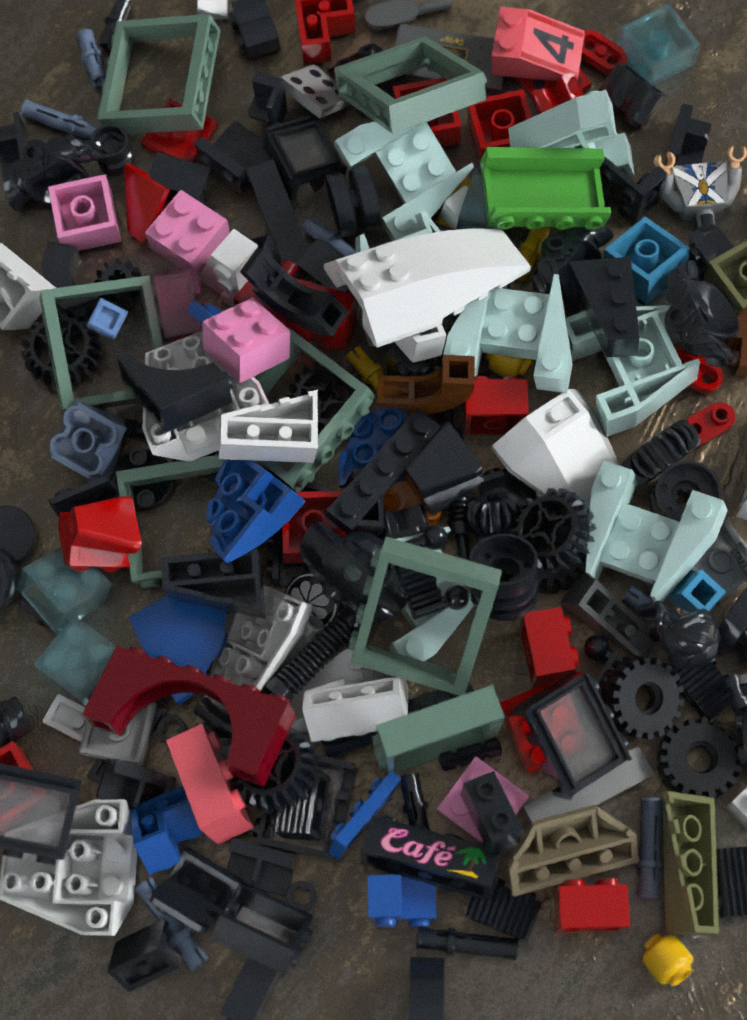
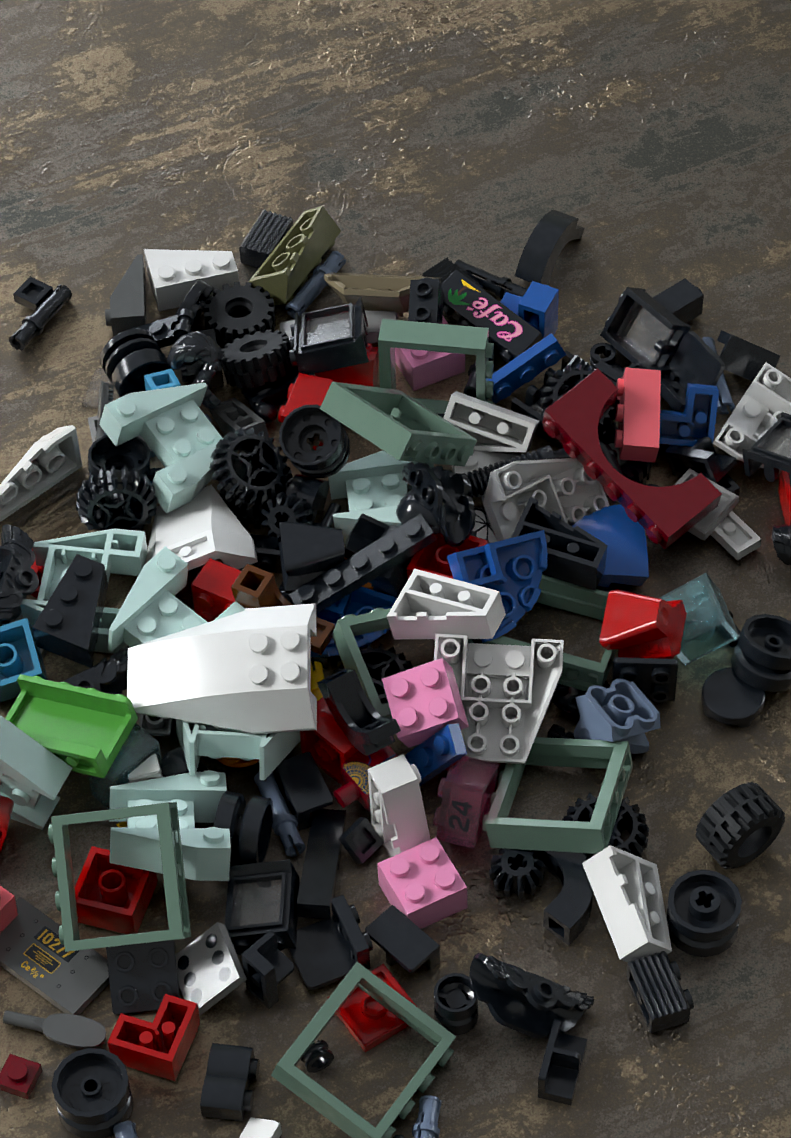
camera: 155 degrees left, 20 degrees down
(73, 125) = (483, 1061): sand blue pin -> none
(76, 659) = (708, 553): clear light blue brick -> none
(85, 213) = (521, 937): bright pink brick -> none
(107, 319) = (547, 795): medium blue tile -> none
(143, 201) = (455, 922): red slope -> none
(176, 395) = (518, 669): black arch -> none
(421, 589) = (383, 487): black gear -> none
(466, 754) = (420, 390): black axle -> none
(493, 117) = (30, 847): red brick -> none
(591, 906) = (386, 250): red brick -> none
(667, 959) = (351, 218): yellow head -> none
(709, 425) = (54, 528): red plate -> none

